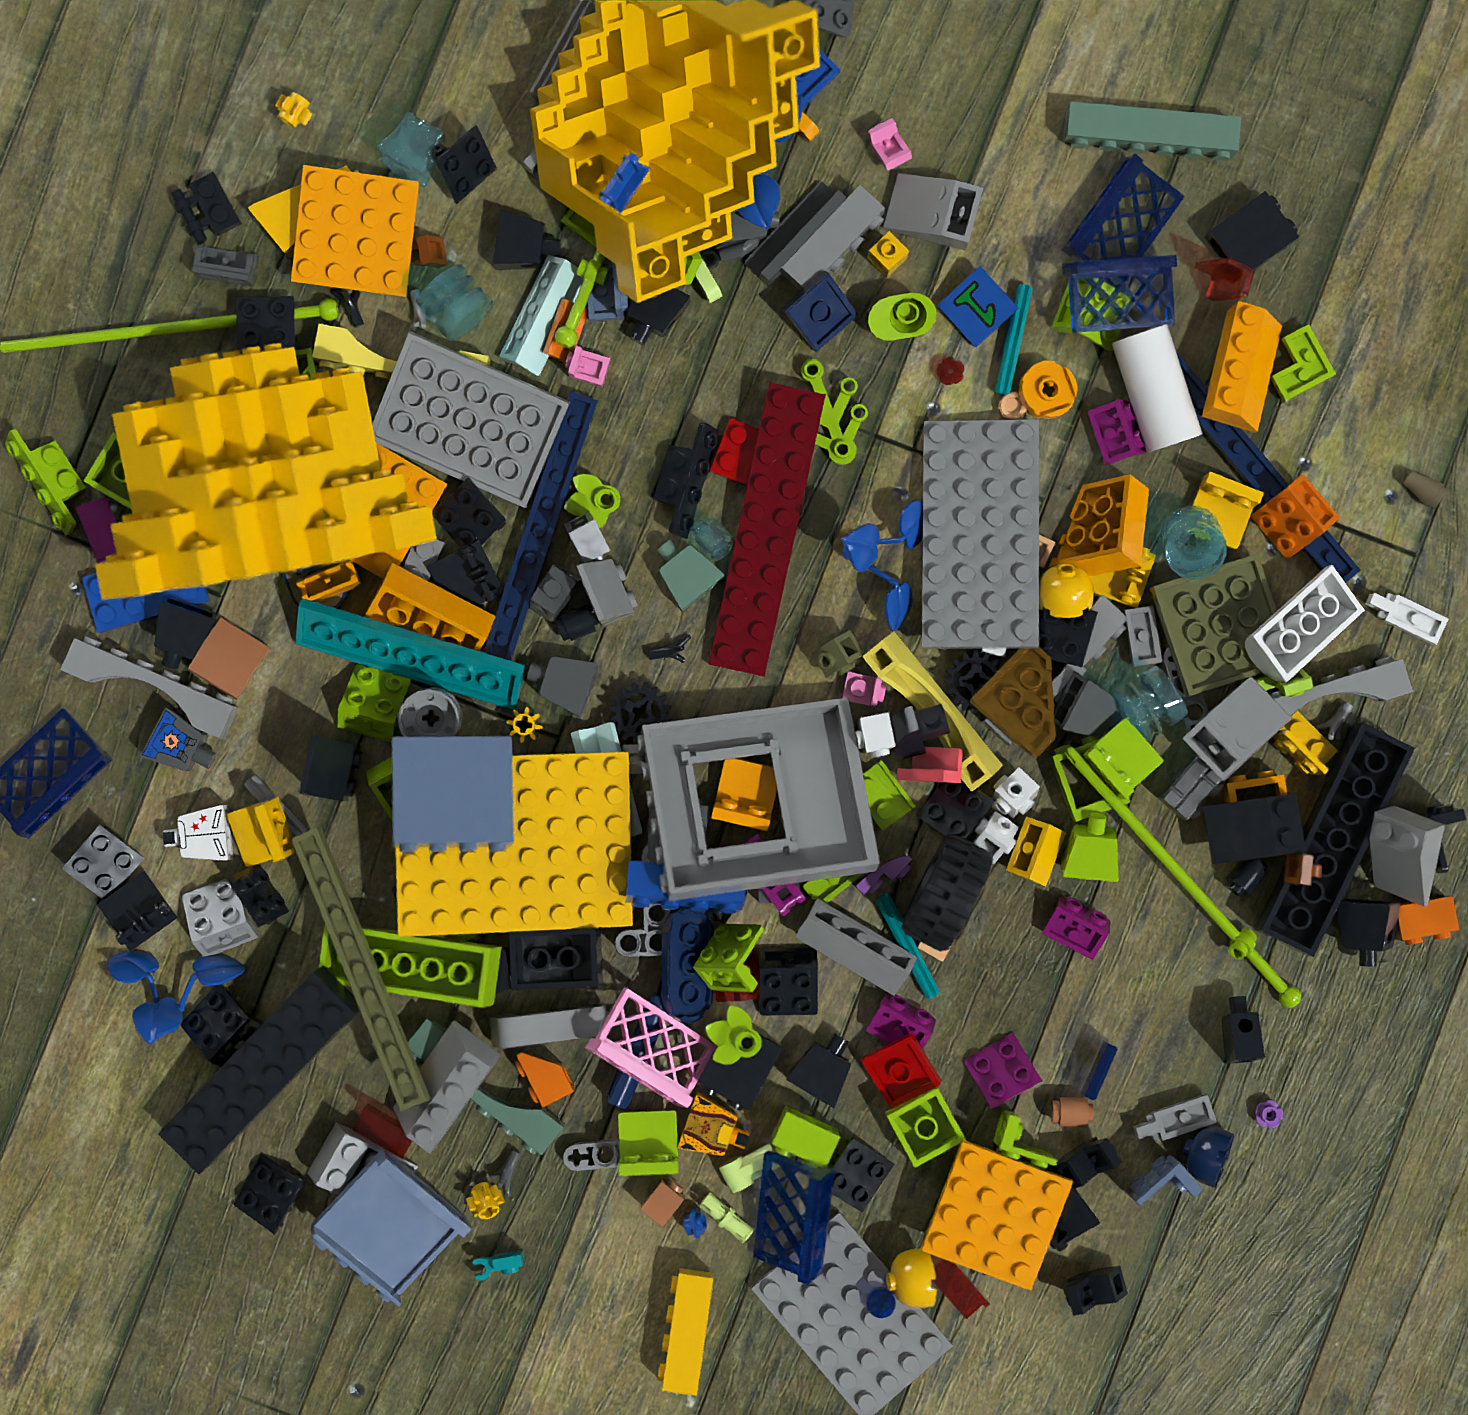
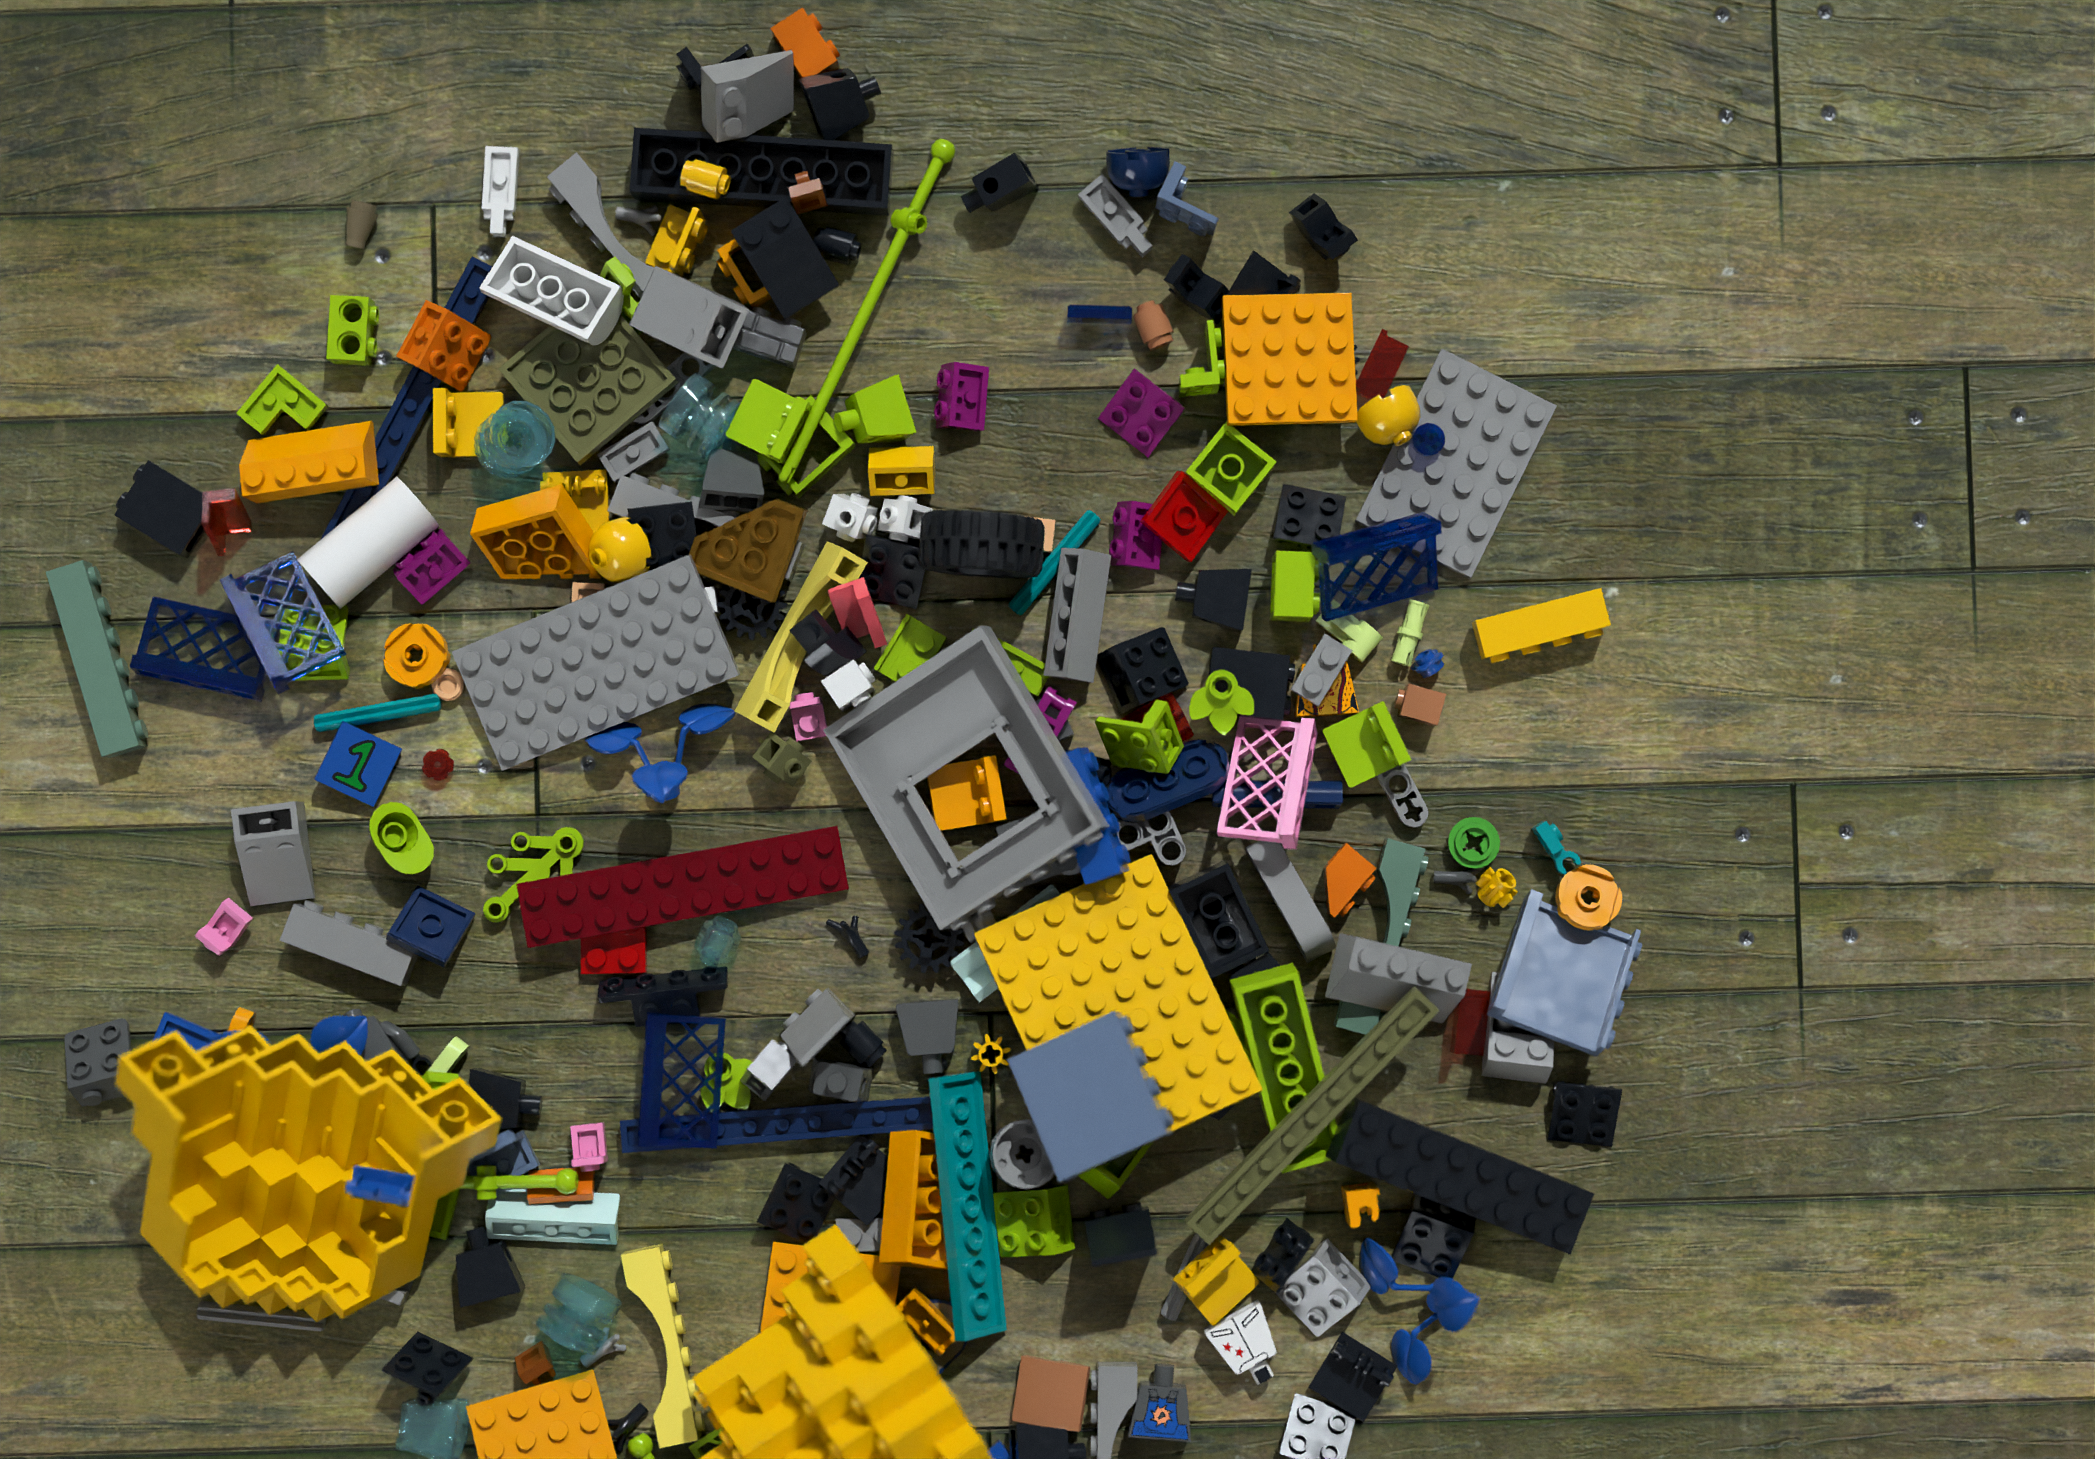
camera: 105 degrees left, 0 degrees up
(277, 977) = (1360, 1198): none -> light orange hinge
(443, 1257) = (1571, 905): none -> light orange plate
(468, 419) = (696, 1247): light grey plate -> none
(521, 1207) = (1488, 847): none -> bright green gear
(612, 437) = (653, 1075): none -> clear blue fence
(687, 574) = (763, 950): sand green torso -> none
(725, 1131) = (1321, 670): none -> light grey plate
(793, 232) = (357, 989): dark grey panel -> none
(888, 254) = (341, 880): yellow brick -> none
(893, 868) = (982, 611): medium lavender slope -> none
(1268, 1106) = (1077, 130): medium lavender plate -> none
(1341, 439) = (342, 331): none -> lime brick
(1348, 789) = (705, 178): none -> yellow brick

